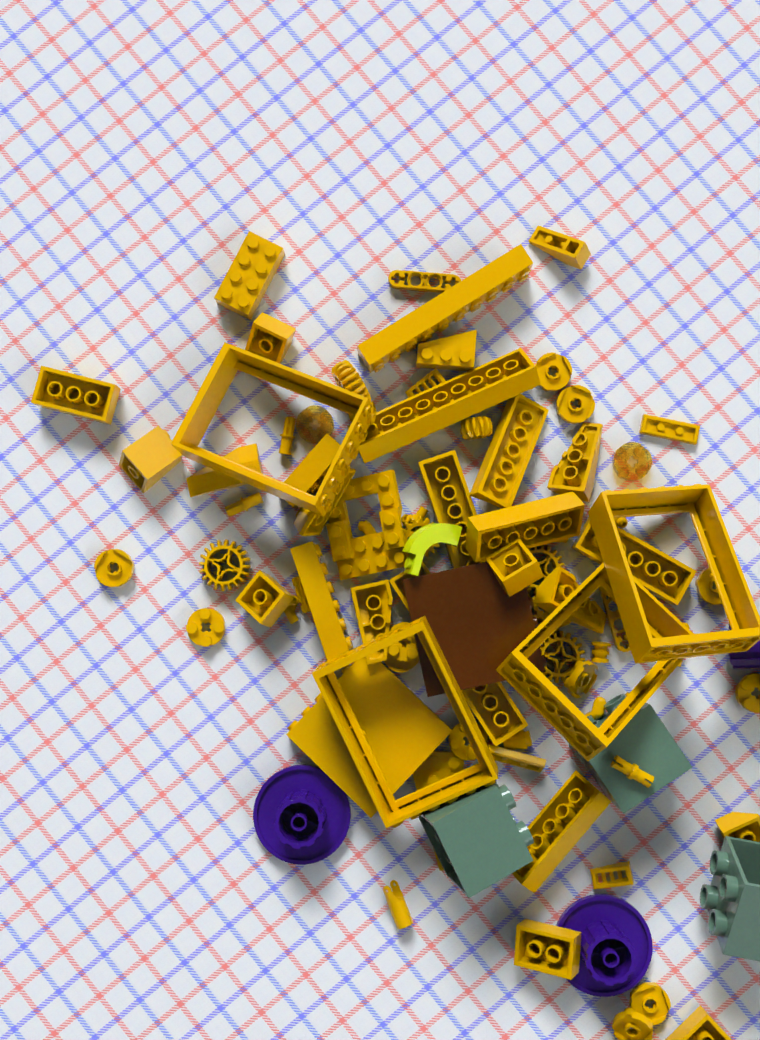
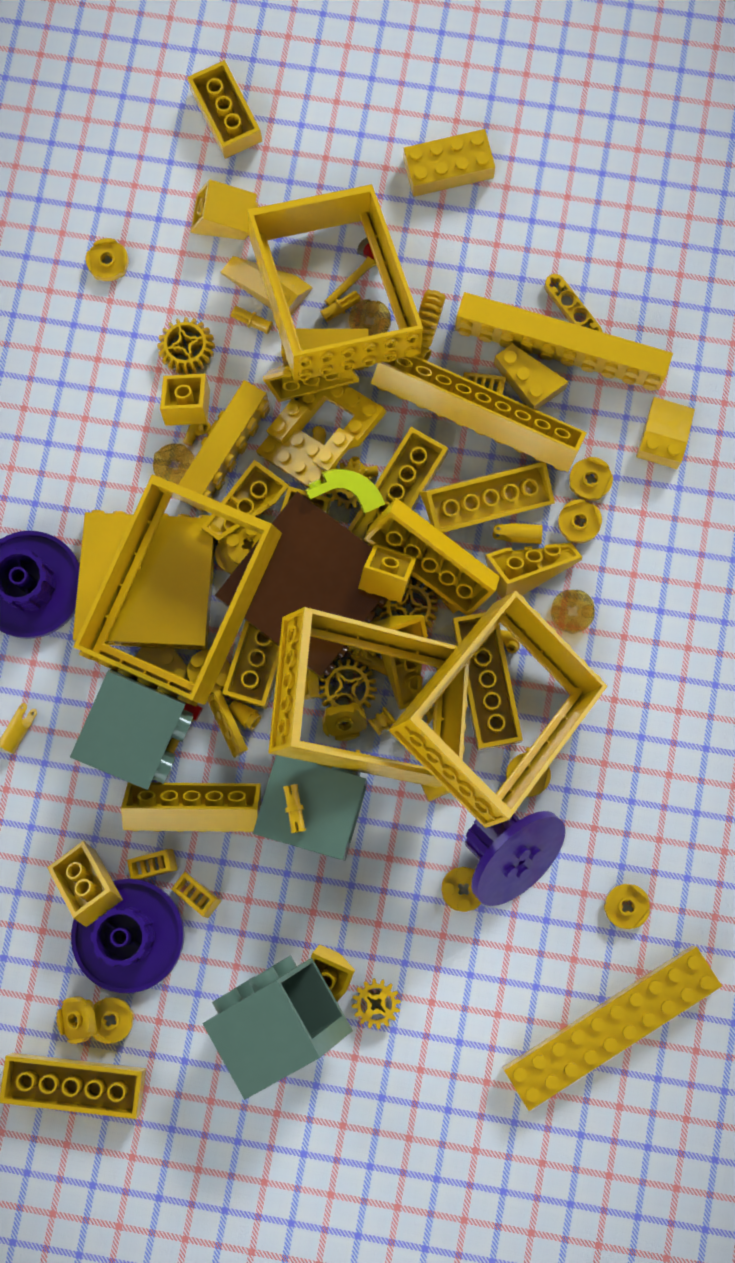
camera: 50 degrees right, 5 degrees down
(206, 638) = (128, 384): yellow plate -> none
(261, 385) = (364, 250): none -> yellow piece
(270, 338) = (410, 223): yellow slope -> none
(292, 649) = (166, 455): none -> clear yellow plate
(476, 428) = (484, 453): yellow gear -> none
(549, 451) = (519, 533): none -> yellow piece
(560, 246) = (706, 396): yellow slope -> none
(563, 295) = (665, 433): none -> yellow slope
(572, 877) = (166, 863): none -> yellow slope
(669, 429) = (630, 621): yellow tile -> none

